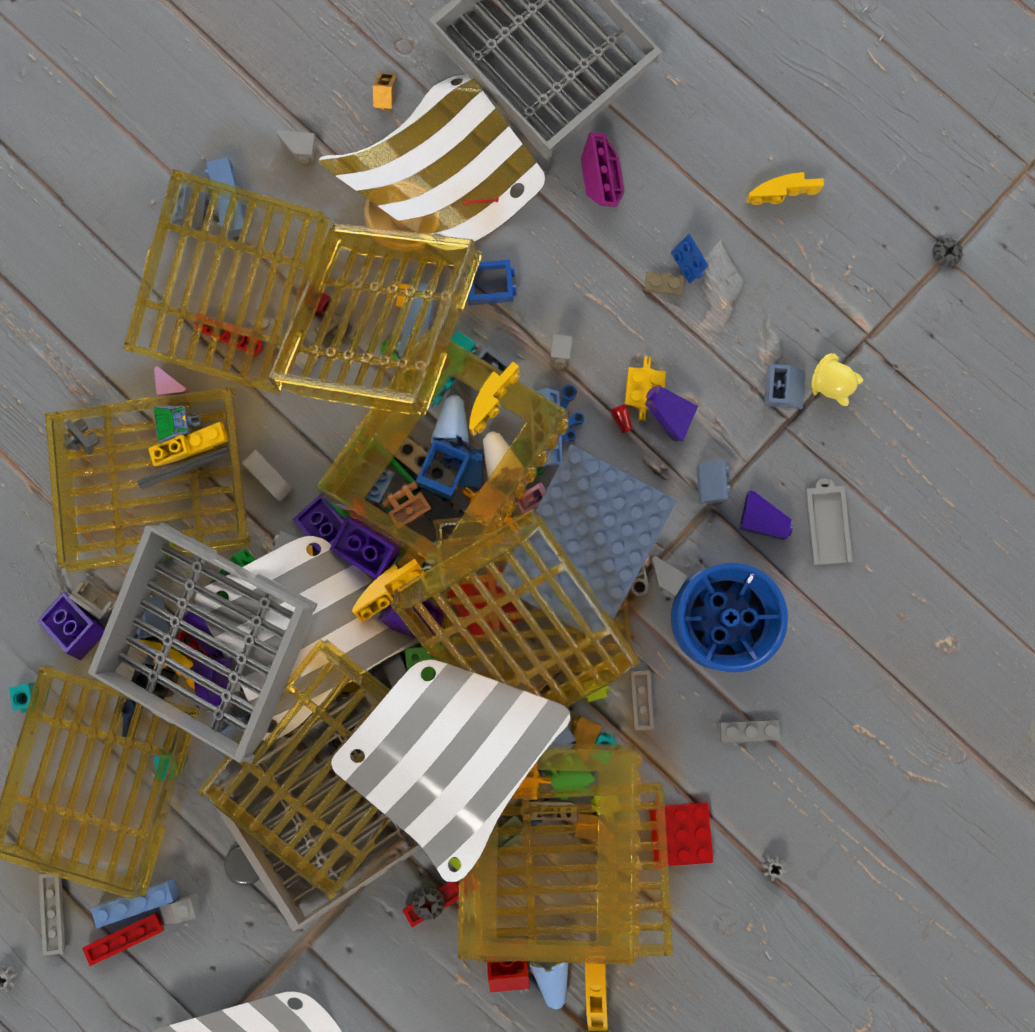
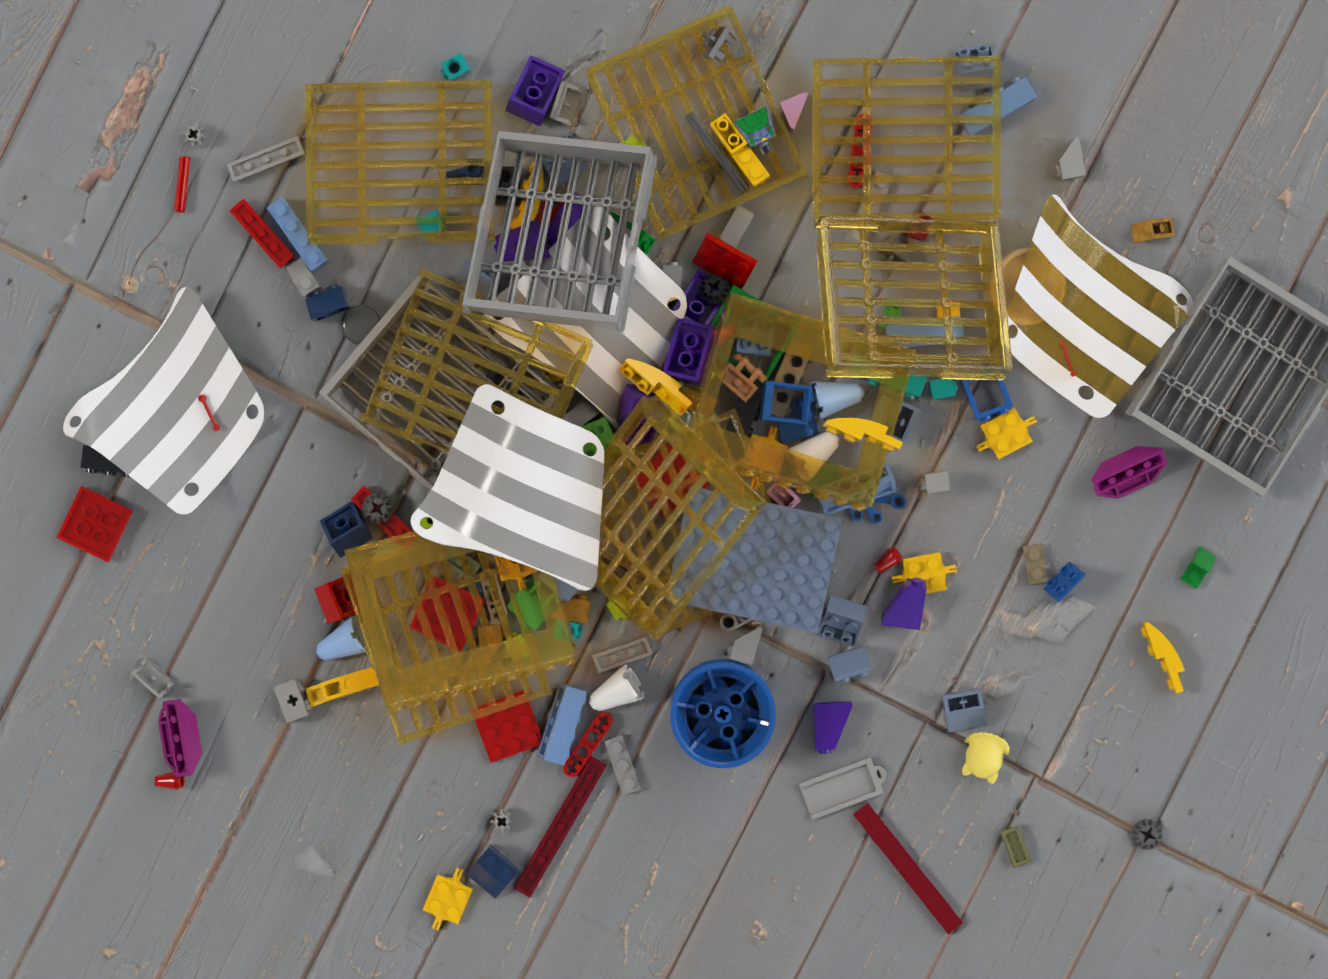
camera: 70 degrees right, 5 degrees up
(49, 1006) = (182, 183): none -> red axle
(212, 893) = (327, 303): none -> dark blue slope
(290, 490) = (724, 260): none -> red plate
(321, 507) = (716, 296): none -> black gear
(439, 940) = (346, 529): none -> dark blue slope
(473, 321) = (942, 388): none -> teal brick
(534, 275) = (1006, 433): none -> yellow plate
(555, 859) = (451, 614): none -> red plate
(669, 475) = (842, 620): none -> sand blue slope
(676, 715) = (617, 690): none -> white cone
(694, 780) = (562, 724): none -> medium blue brick
(709, 137) = (1198, 567): none -> green slope
(720, 759) = (589, 745): none -> red beam
(794, 811) = (560, 826): none -> dark red tile
(821, 891) = (493, 871): none -> dark blue slope
(837, 946) = (447, 898): none -> yellow plate
(922, 483) = (908, 868): none -> dark red tile
(928, 376) = (1015, 846): none -> olive plate

